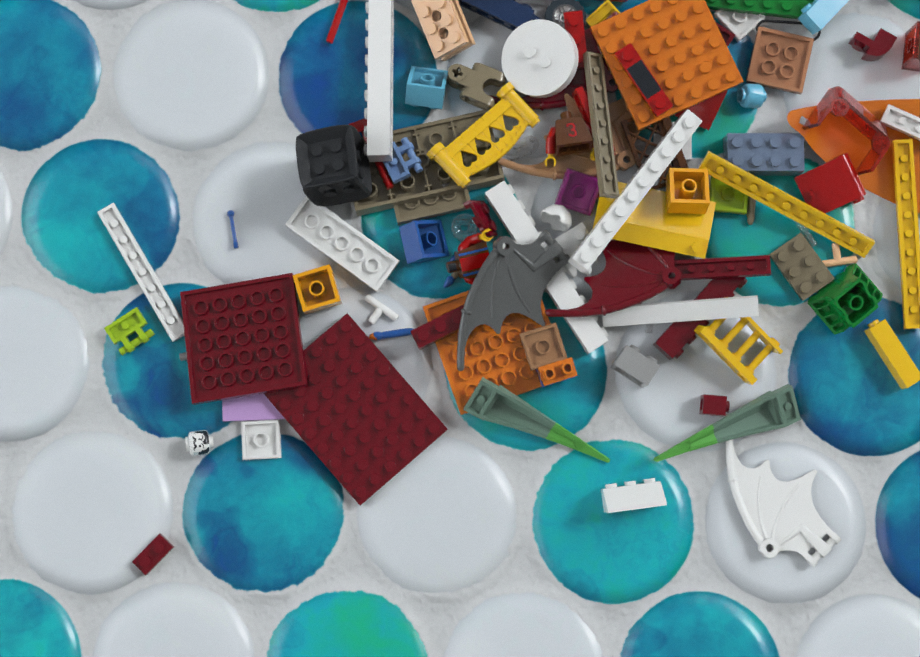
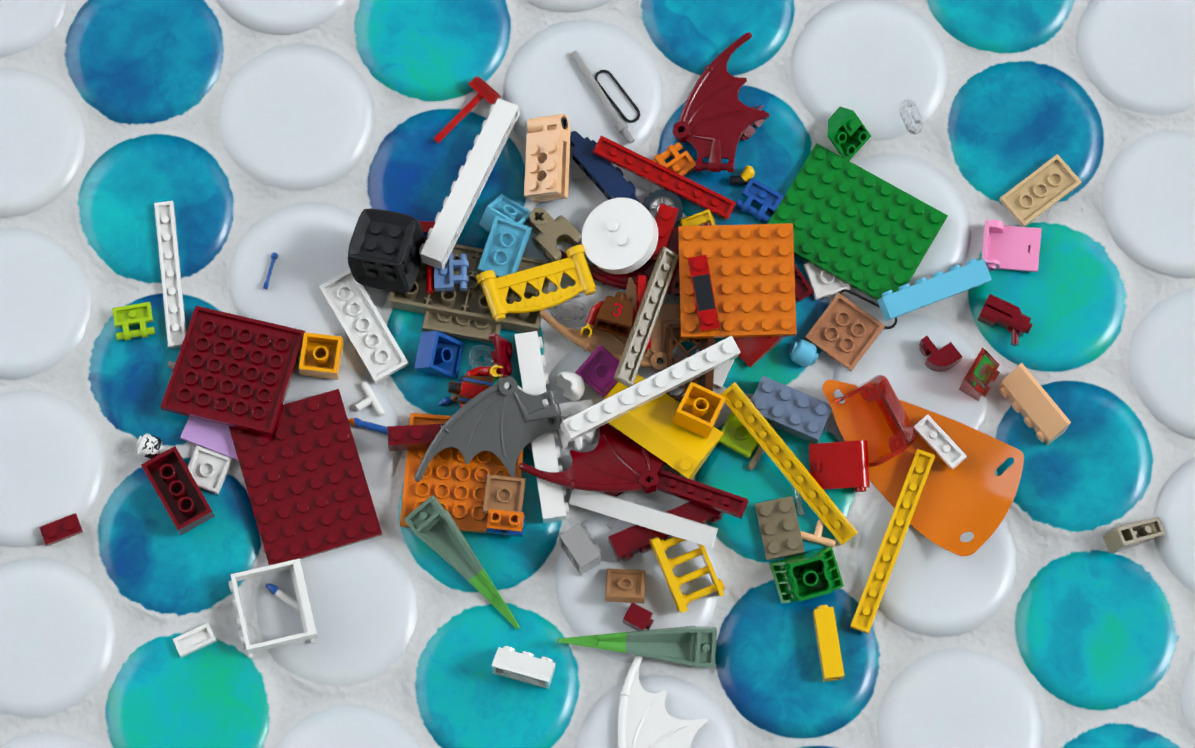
camera: 20 degrees right, 10 degrees down
(243, 472) = (178, 490): none -> dark red brick
(322, 602) = (194, 640): none -> white tile
(387, 526) = (283, 596): none -> white piece
(406, 525) = (302, 598): none -> white window
(439, 115) = (504, 247): none -> medium azure tile
(689, 381) = (625, 586): none -> medium nougat tile

